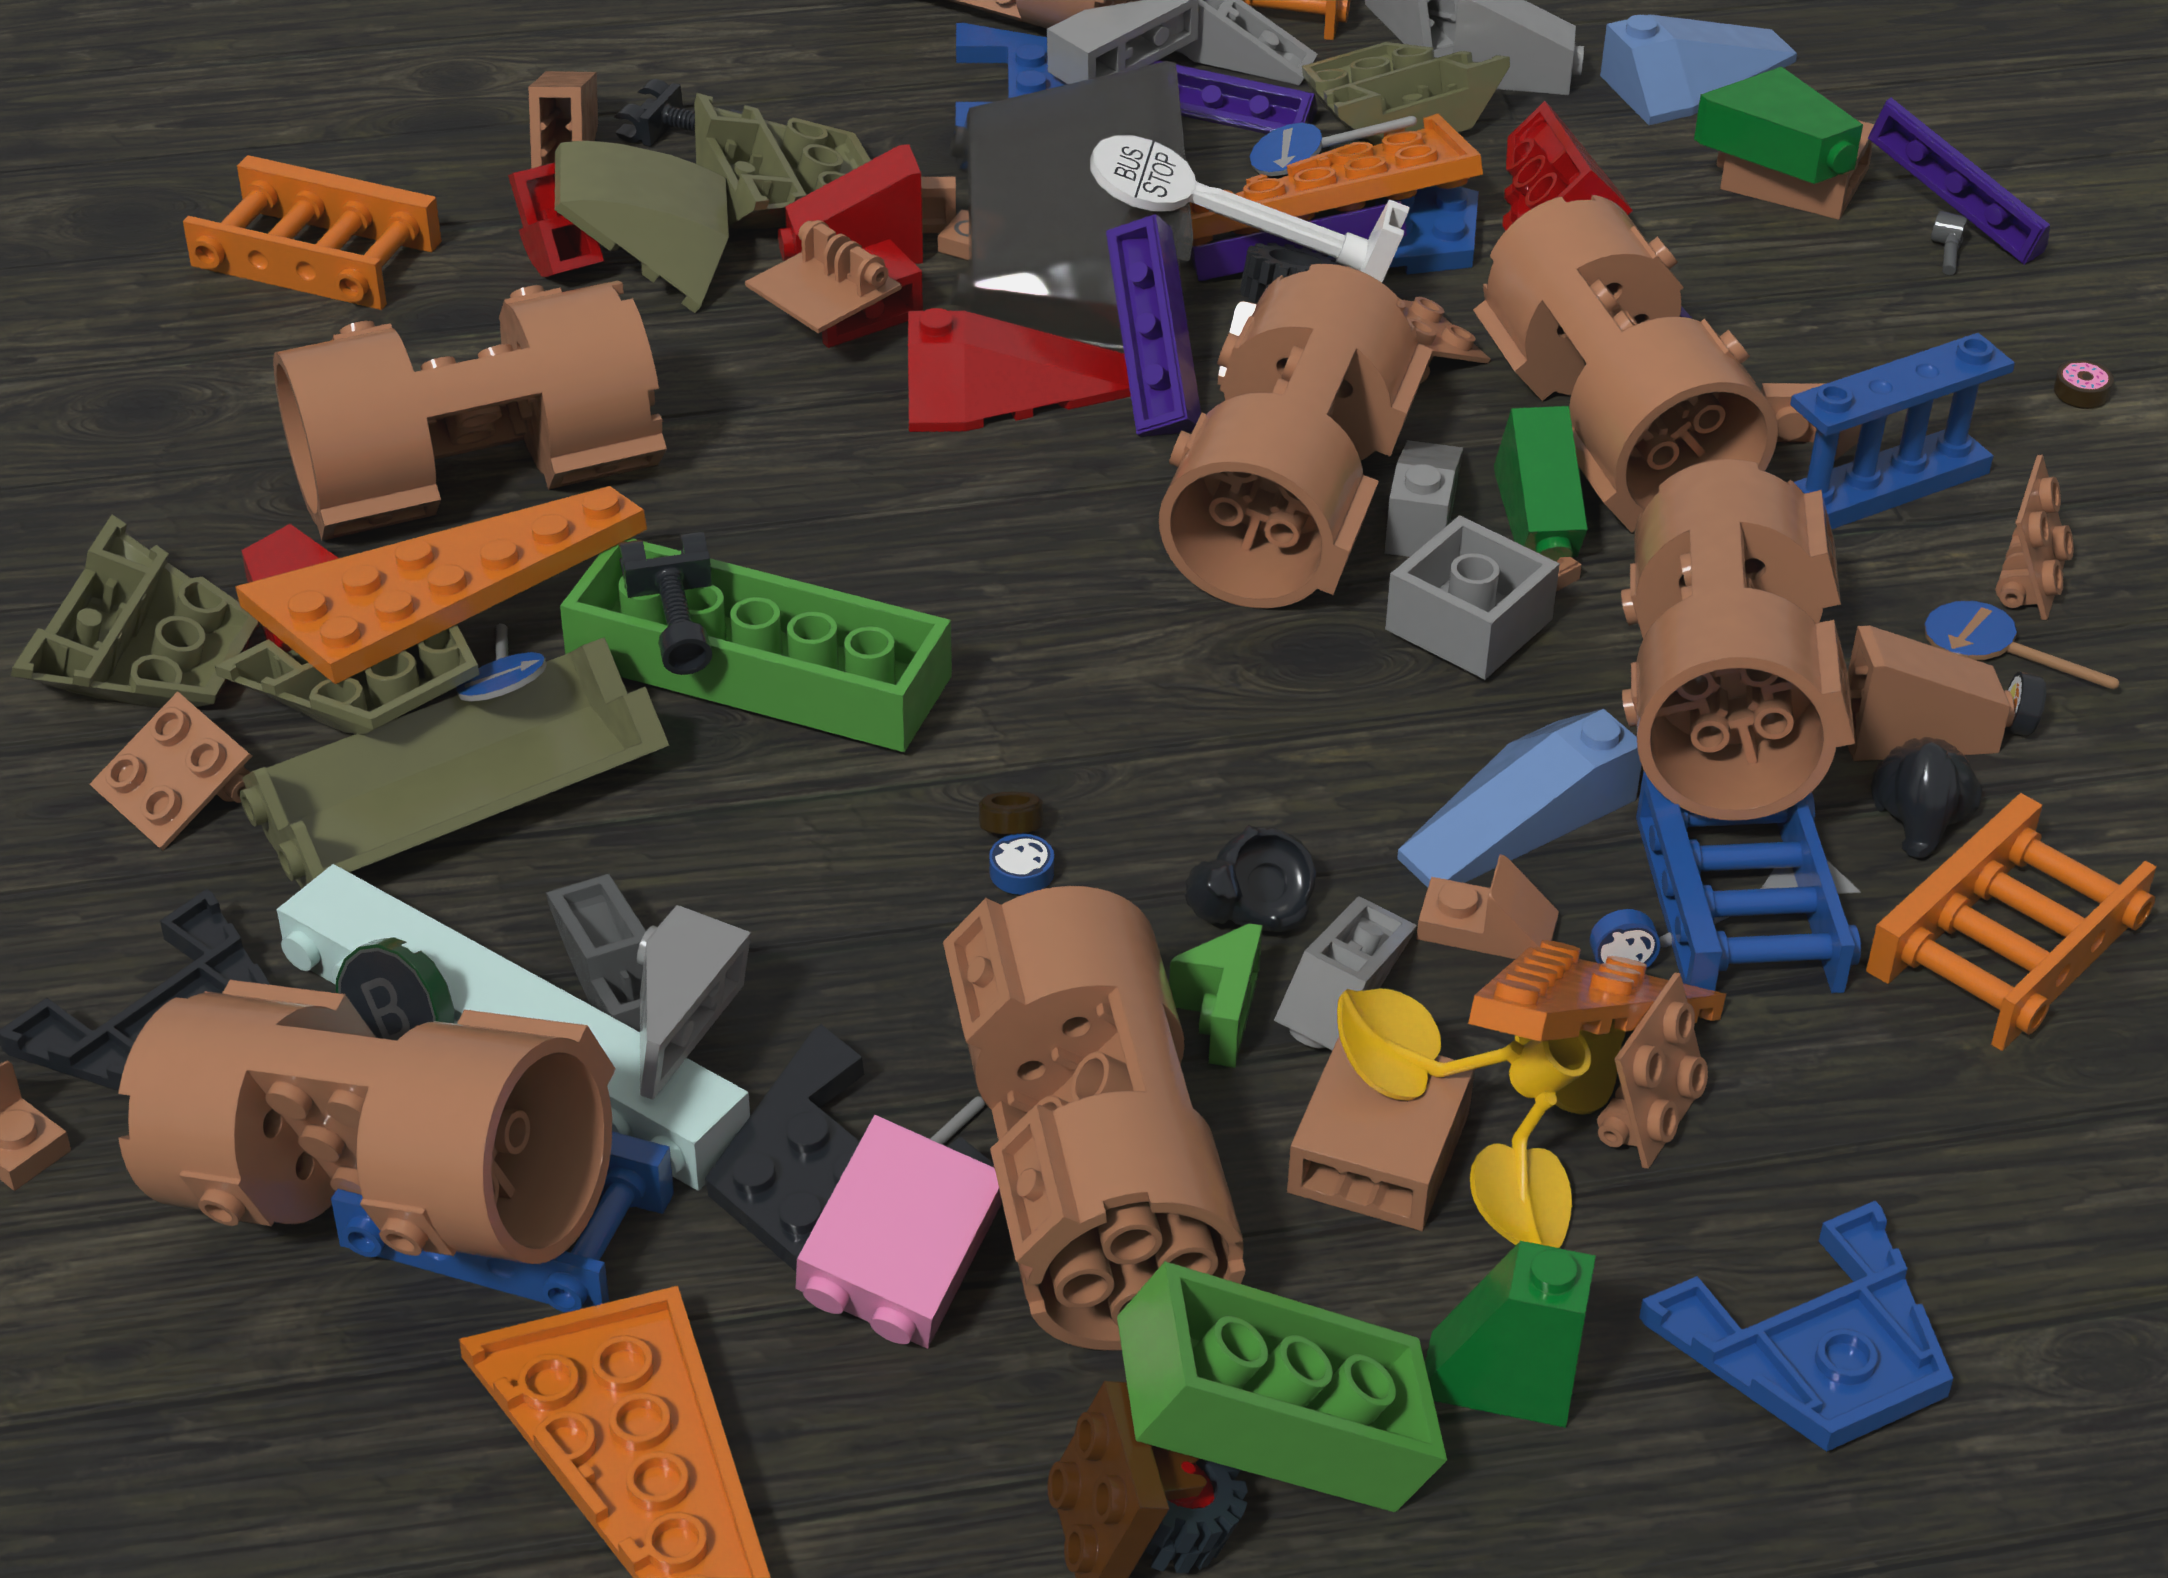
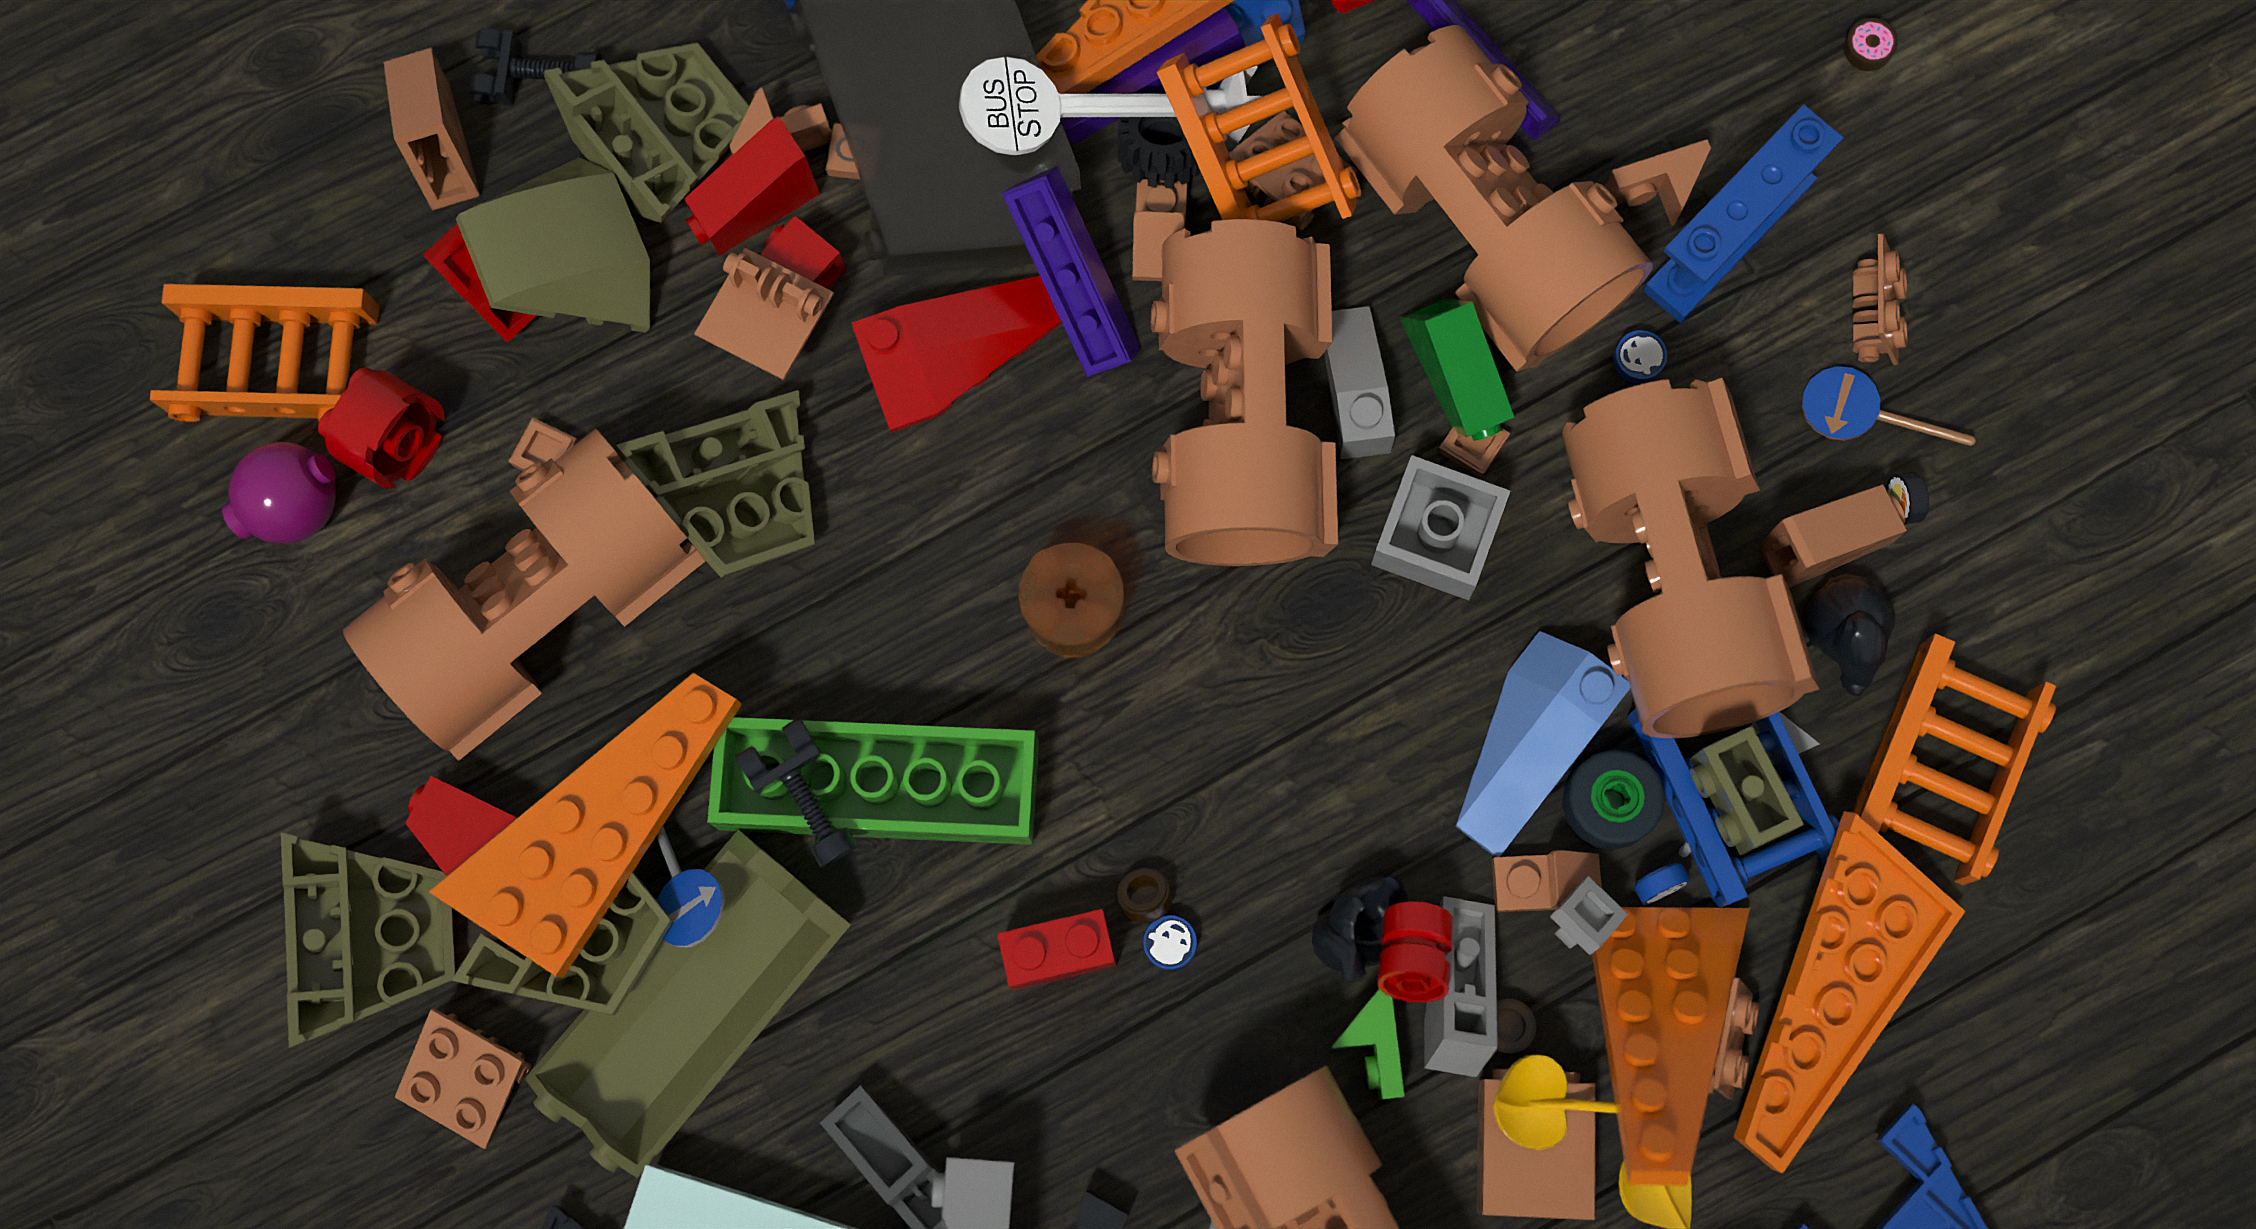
camera: 10 degrees left, 35 degrees up
(264, 311) = (280, 494): none -> magenta brick
(400, 282) = (382, 427): none -> red brick
(726, 395) = (732, 483): none -> olive wedge
(889, 823) = (1056, 950): none -> red brick
(1041, 564) = (1097, 614): none -> clear orange brick
(1302, 890) = (1415, 951): none -> red wheel
(1339, 243) = (1209, 130): none -> orange fence
(1517, 915) = (1587, 917): none -> light grey tile
(1591, 858) = (1602, 815): none -> black wheel
(1745, 843) = (1744, 791): none -> olive brick
(1832, 1058) = (1855, 964): none -> orange wing

